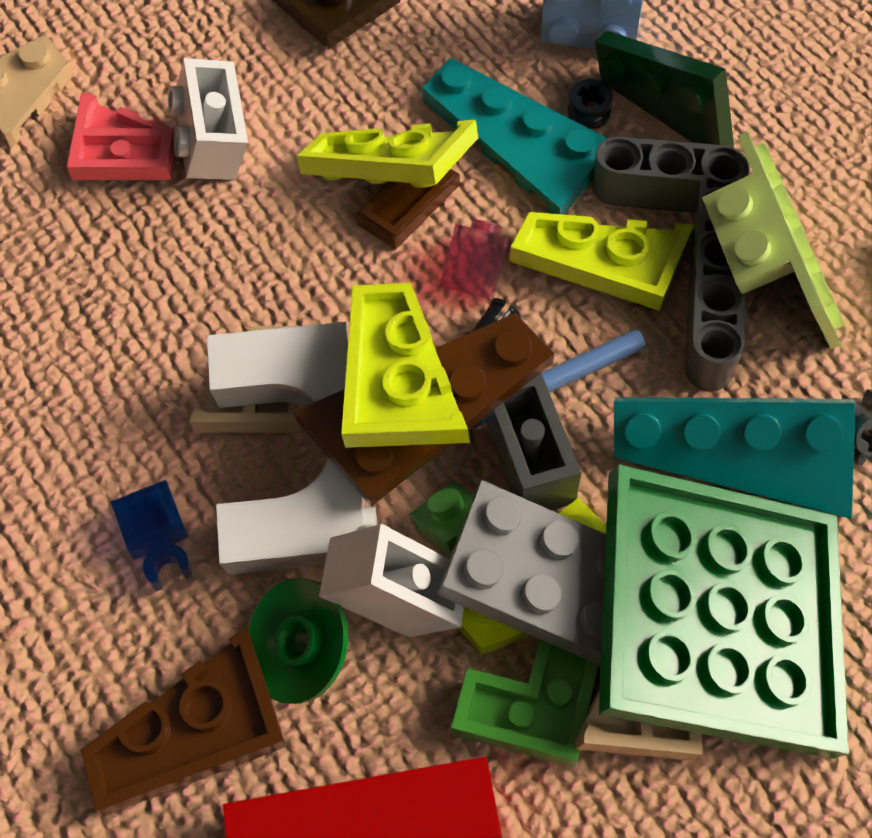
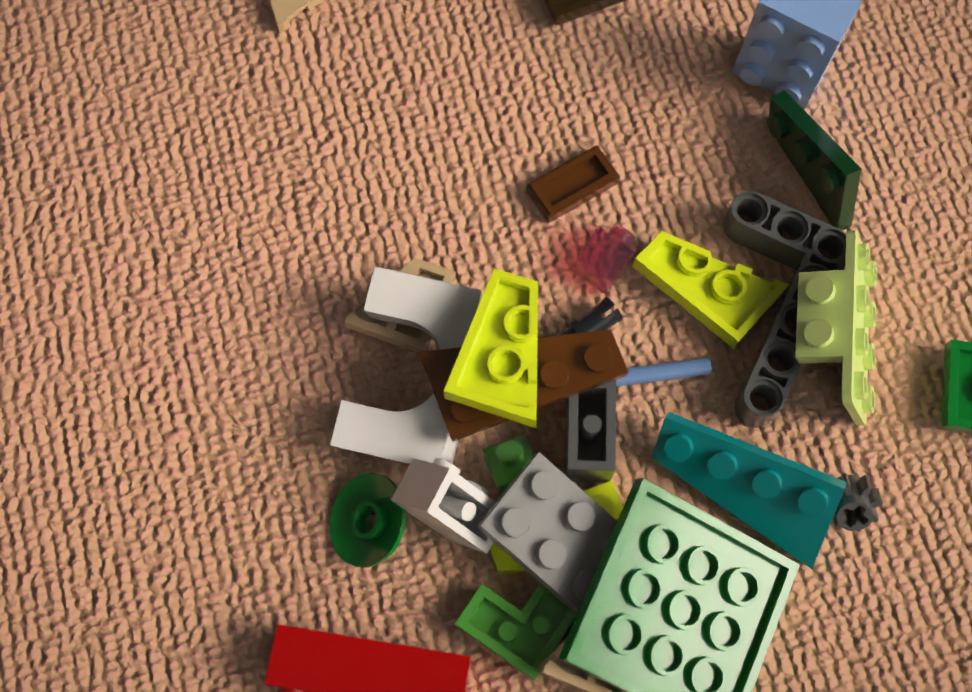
camera: 15 degrees right, 10 degrees up
(118, 145) = (362, 62): coral wing -> none
(151, 528) = (291, 393): clear blue plate -> none
(191, 731) = (272, 559): reddish brown wing -> none
(209, 119) = (438, 66): white brick -> none
(406, 157) = (578, 151): neon yellow wing -> none
(531, 140) = (689, 164): teal wing -> none
(592, 91) = (755, 135): black bush -> none

